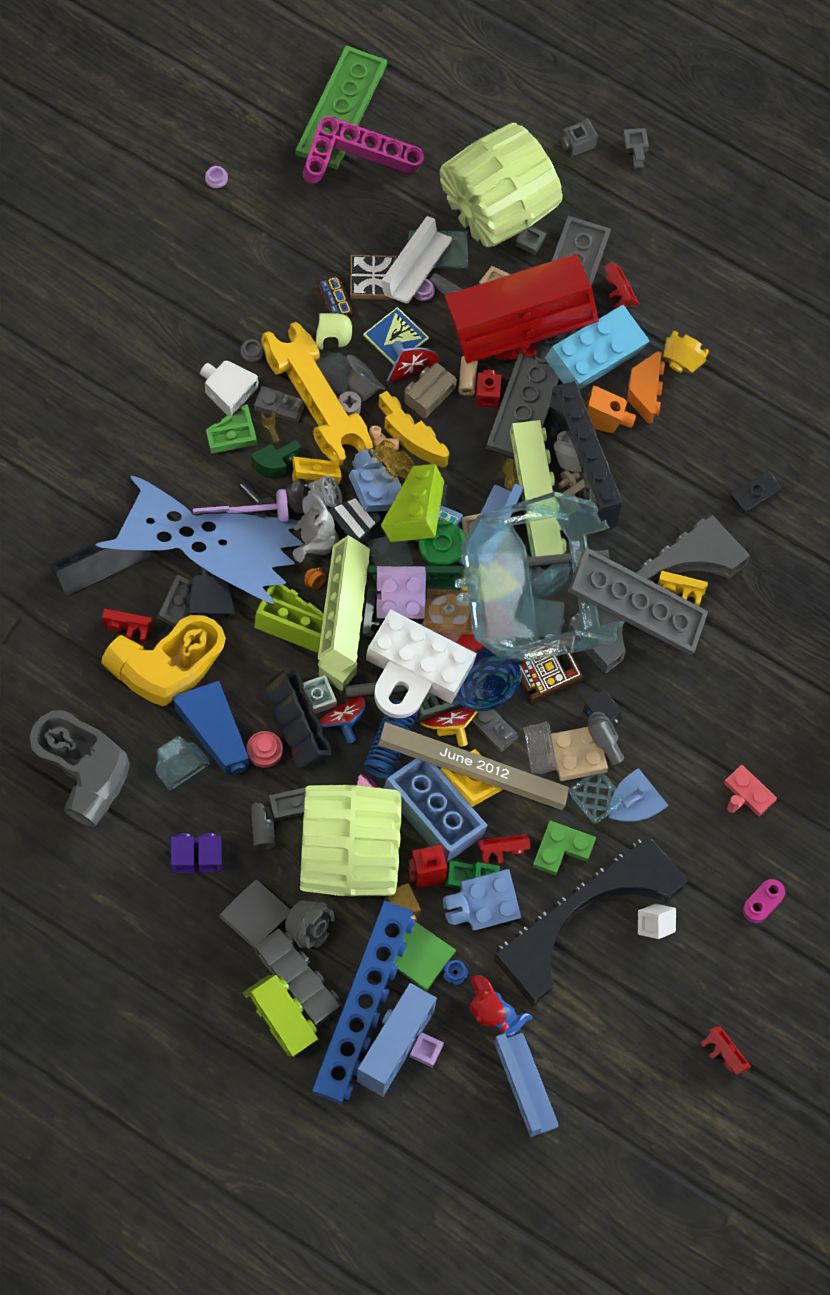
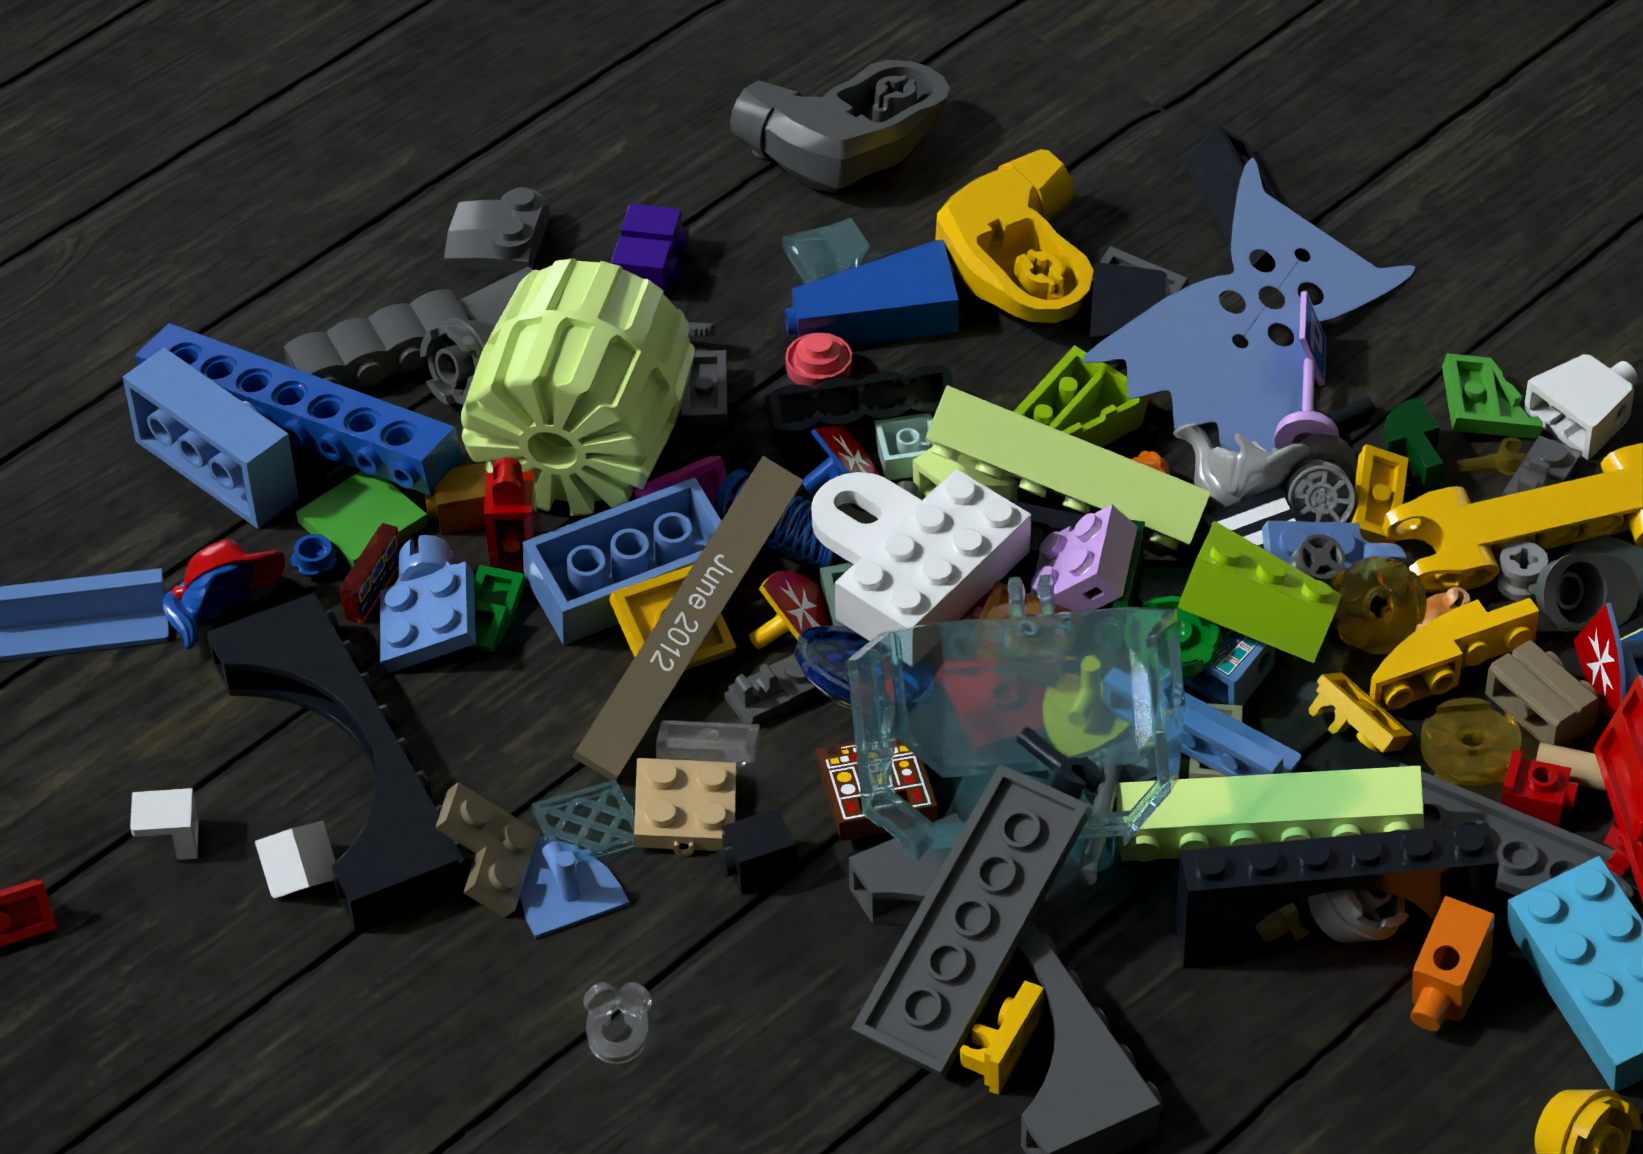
camera: 110 degrees right, 20 degrees down
(128, 622) = (1101, 226): red plate -> none
(187, 941) = (498, 233): none -> dark grey slope
(282, 1014) = (315, 301): lime wedge -> none
(390, 481) = (1324, 554): none -> dark grey wheel
(426, 1049) = (187, 494): lavender plate -> none
(458, 464) = (1353, 706): none -> yellow plate
(460, 431) = (1464, 764): none -> clear yellow plate
(465, 936) = (370, 573): none -> tile
(512, 844) = (528, 654): red plate -> none
(537, 577) = (1069, 774): none -> black bar
(560, 841) = (509, 747): bright green plate -> none
(605, 736) = (692, 823): dark grey arm -> none
(629, 828) = (500, 844): none -> dark tan plate
(645, 387) = (1506, 1061): orange slope -> none
(651, 988) = (167, 814): none -> white panel
(710, 764) = (603, 1001): none -> clear piece
(748, 791) = (519, 1073): coral plate -> none
(765, 900) = (275, 1047): dark pink plate -> none

